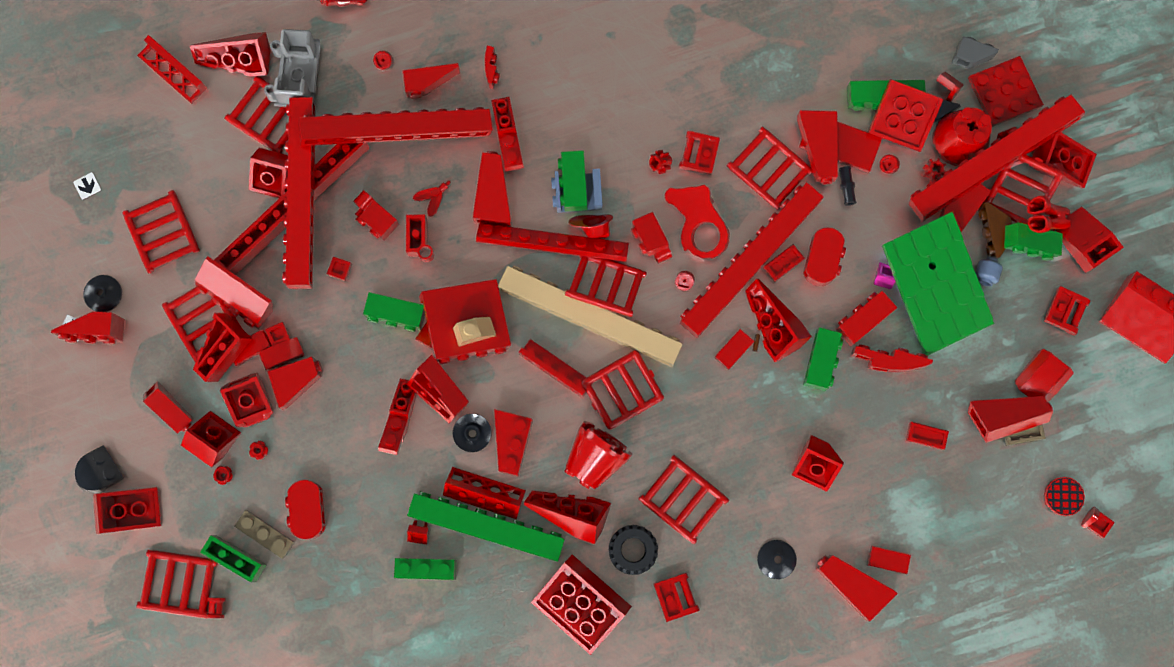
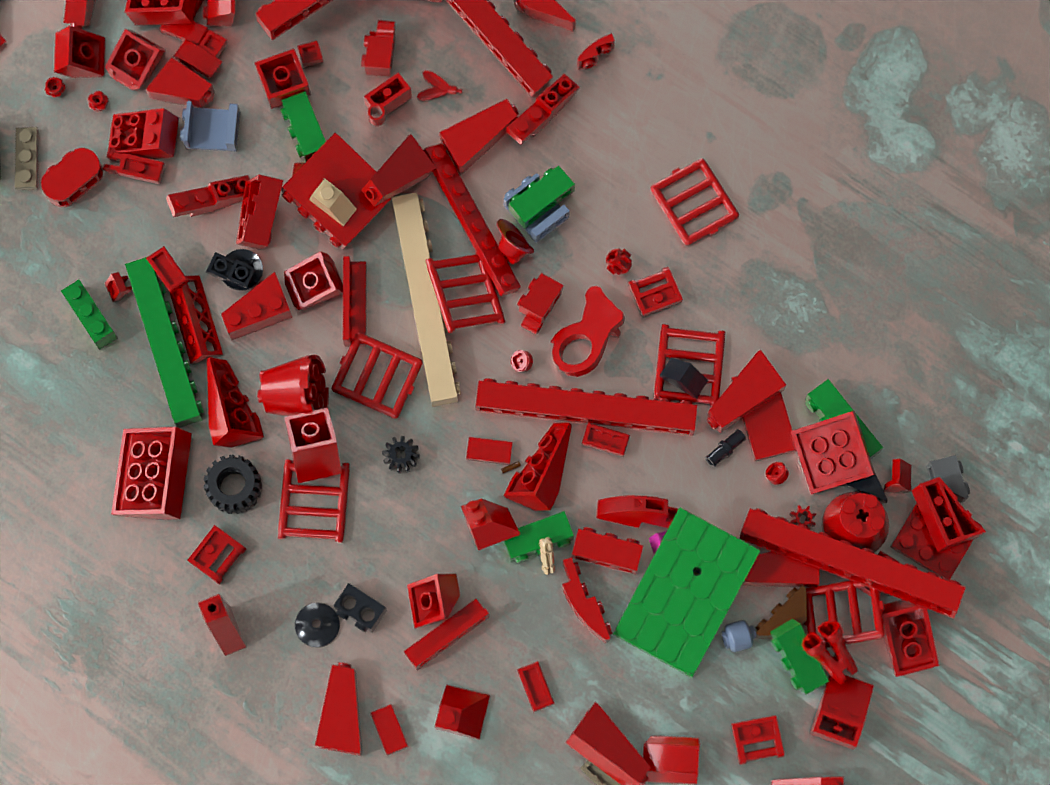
camera: 55 degrees right, 5 degrees down
(311, 434) = (144, 133): none -> red slope
(333, 457) = (135, 167): none -> red hinge
(343, 380) = (210, 128): none -> sand blue panel
(344, 301) = (282, 77): none -> red brick
(435, 487) = (167, 269): none -> red tile
(468, 441) = (230, 270): none -> black slope
(483, 267) = (400, 171): none -> red slope
(519, 387) = (313, 281): none -> red slope
(645, 57) = (678, 223): none -> red bar
(650, 470) = (313, 445): none -> red slope
(697, 407) = (410, 455): none -> black gear
(746, 631) = (222, 624): none -> red slope
(777, 177) = (684, 377): none -> black slope
(786, 515) = (363, 604): none -> black brick
(792, 386) = (488, 522): none -> red slope
(824, 257) = (638, 472): red brick -> none
(843, 362) = (547, 555): none -> tan axle
(850, 474) = (446, 634): none -> red fence
(853, 274) = (636, 509): none -> red slope
(911, 500) = (462, 712): none -> red slope
(1003, 74) = (944, 515): none -> red wedge

